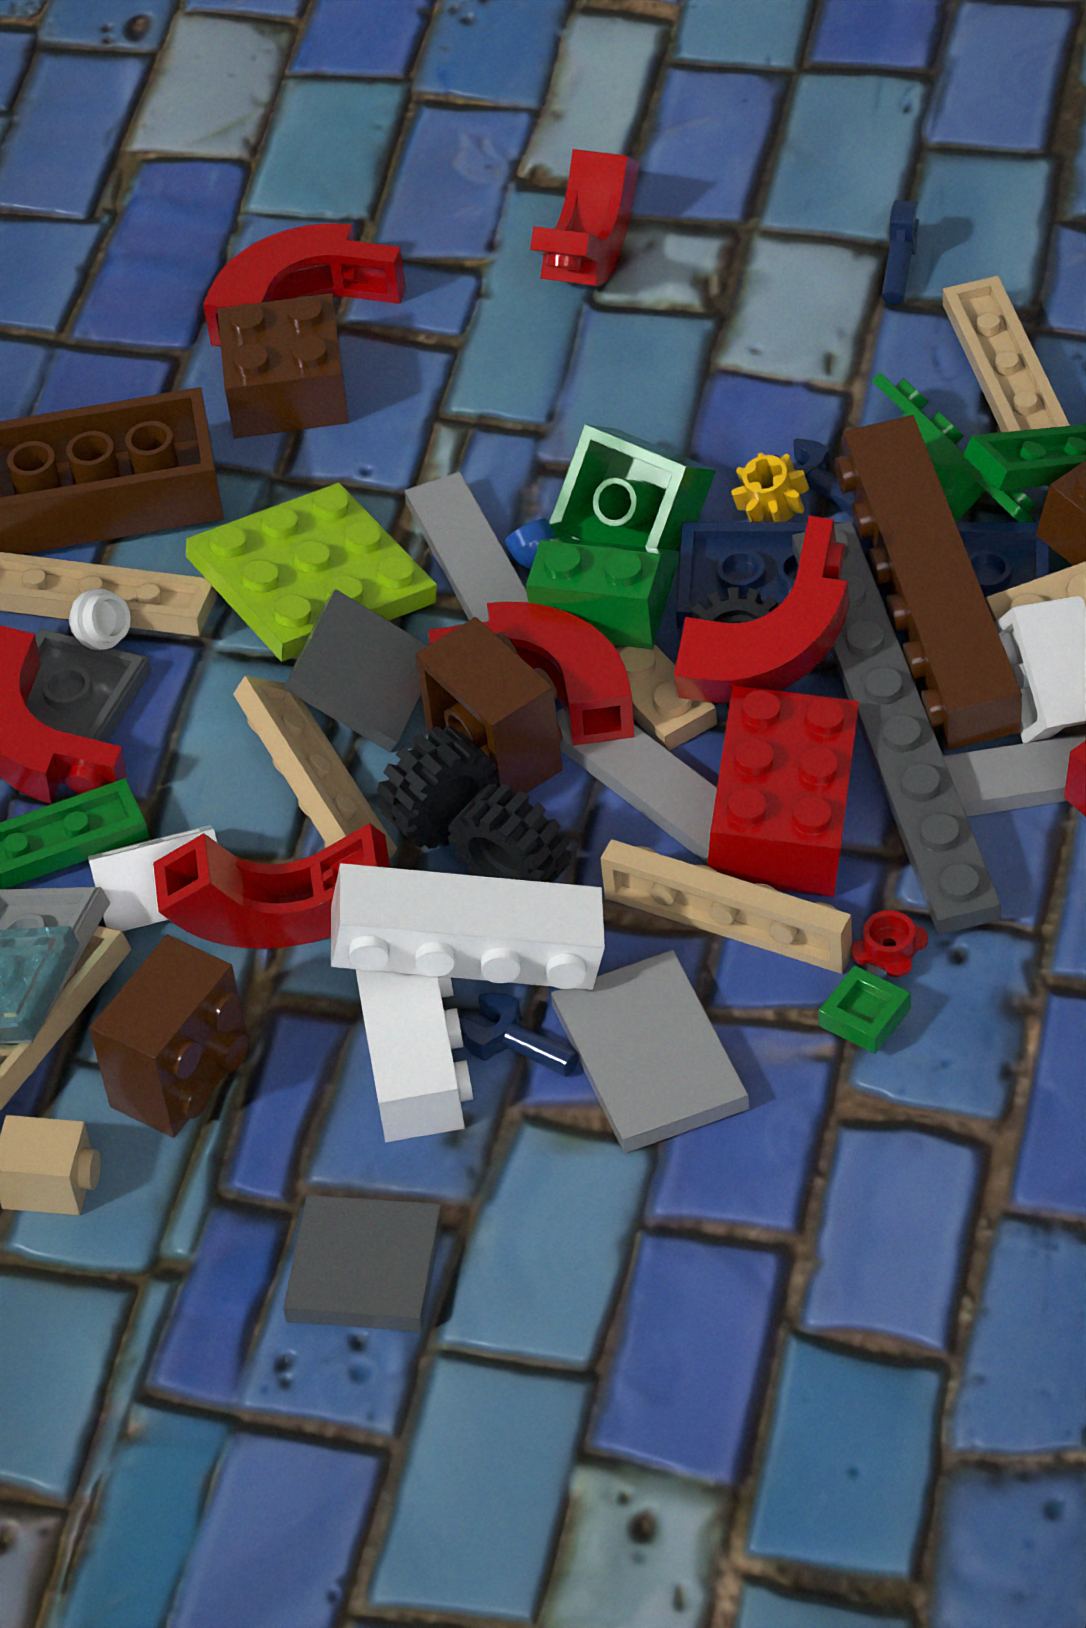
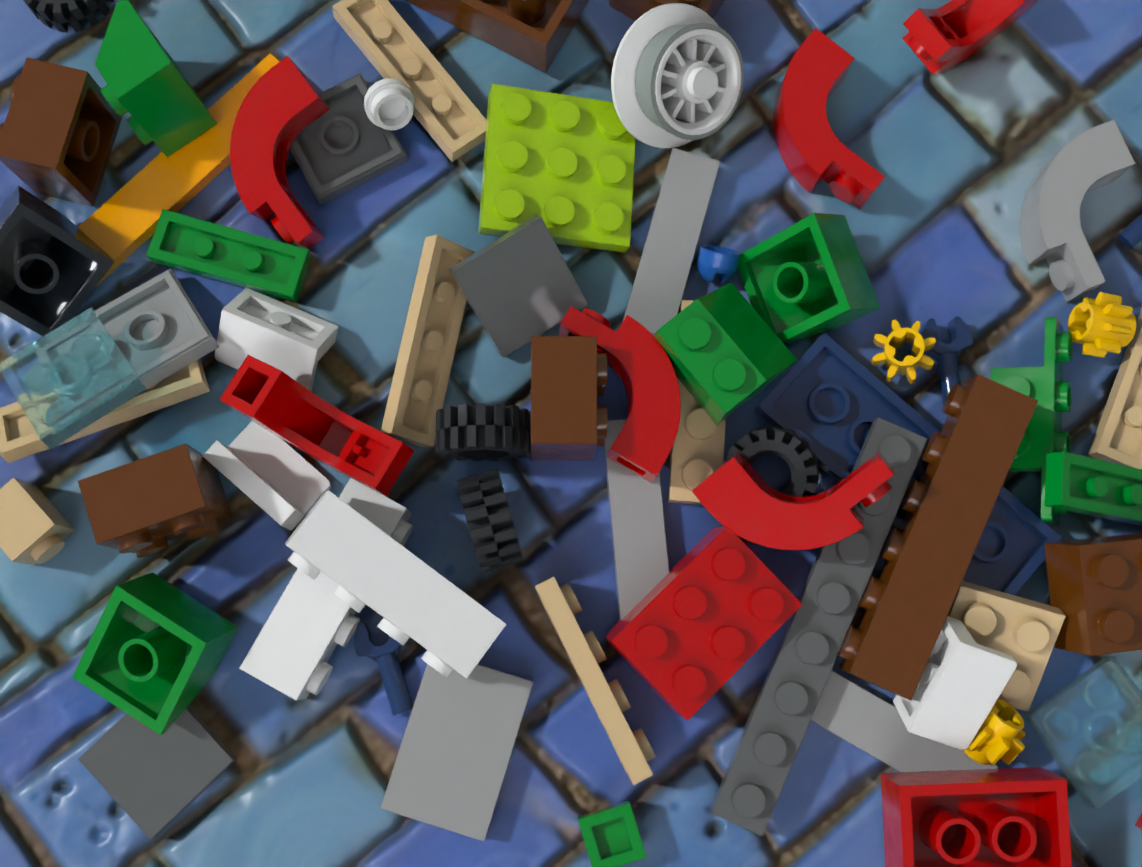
camera: 25 degrees right, 30 degrees up
(275, 978) = (270, 474): none -> white panel
(278, 1155) = (153, 650): none -> green slope
(362, 421) = (676, 76): none -> white piece
(524, 402) = (803, 128): none -> red arch
(808, 319) = (1053, 202): none -> light grey arch
(885, 929) = (669, 807): red plate -> none
(928, 357) = (1102, 324): none -> yellow gear

